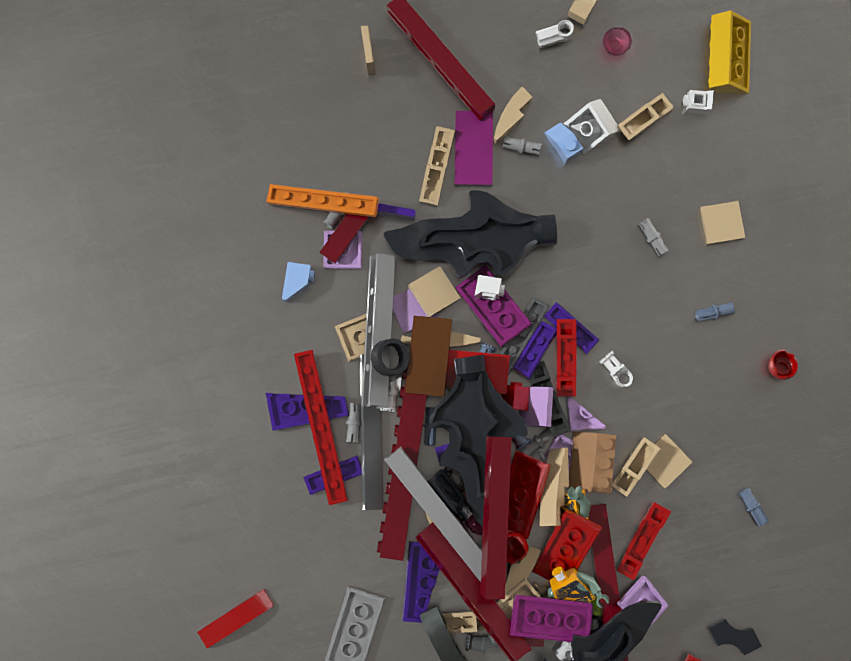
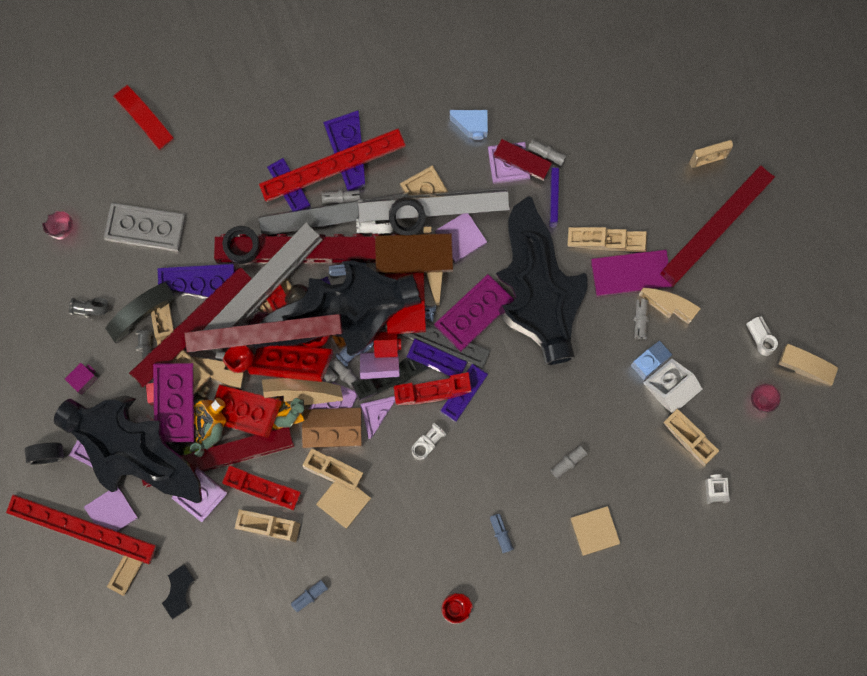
camera: 80 degrees right, 5 degrees down
(323, 200) = (552, 134): orange plate -> none
(394, 545) = (237, 231): none -> black tyre
(434, 291) = (479, 253): tan tile -> none
(450, 494) = (281, 291): black hinge -> none
(489, 288) = (490, 302): white window -> none
(680, 539) = (267, 525): none -> tan slope
(730, 53) = (774, 517): yellow slope -> none

